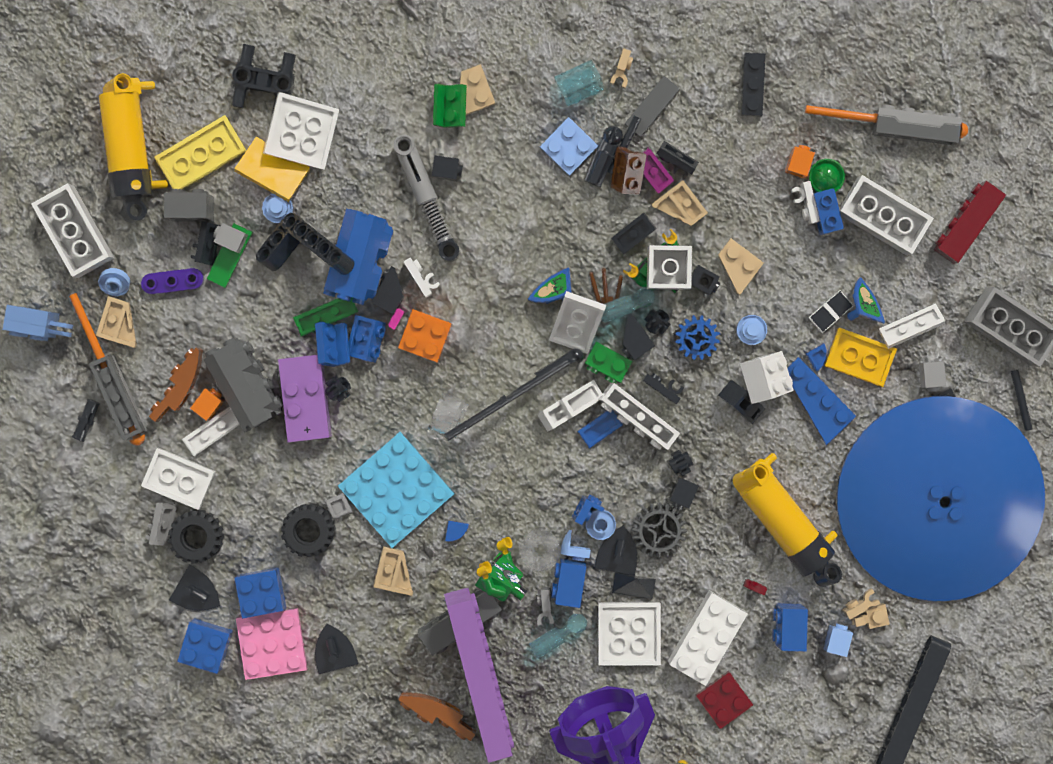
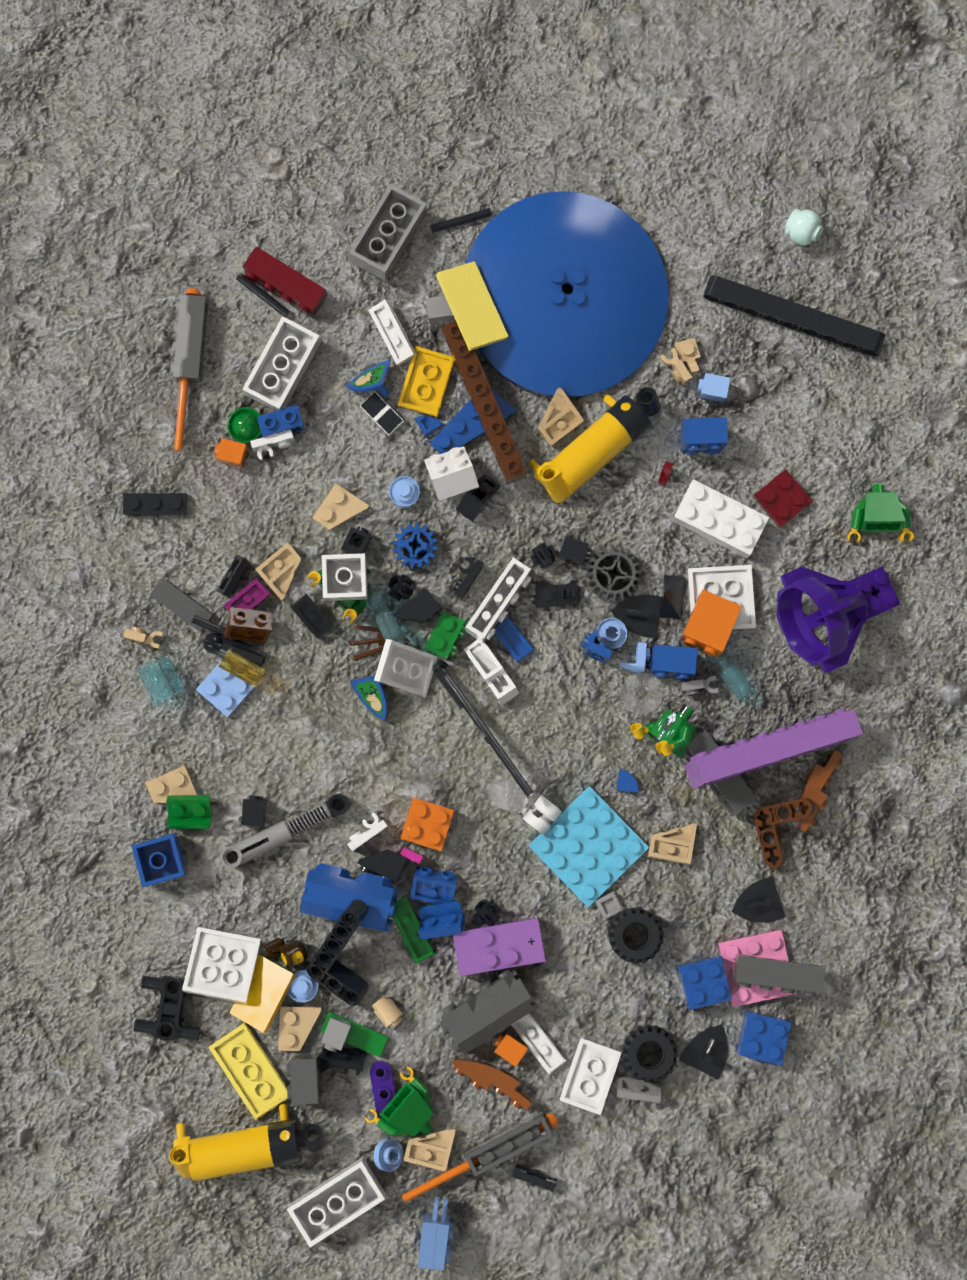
camera: 90 degrees left, 5 degrees down
(153, 302) = (407, 1110): none -> green torso
(240, 199) = (295, 1026): none -> tan wing
(248, 288) = (387, 1012): none -> tan brick
(263, 665) = (779, 974): none -> dark grey brick
(309, 198) = (290, 953): none -> dark brown piece
(404, 75) = (159, 860): none -> blue brick
(412, 672) = (774, 819): none -> reddish brown beam
(430, 454) = (542, 815): none -> white wheel
(586, 163) = (242, 668): none -> clear yellow plate
(604, 621) = (710, 623): none -> orange brick
(641, 472) = (556, 595): none -> black plate
(816, 486) = (559, 418): none -> tan wing
(836, 413) = (485, 405): none -> reddish brown brick
(933, 406) = (472, 306): none -> light yellow tile
(957, 199) = (262, 295): none -> black bar
(995, 740) = (804, 226): none -> light aqua piece

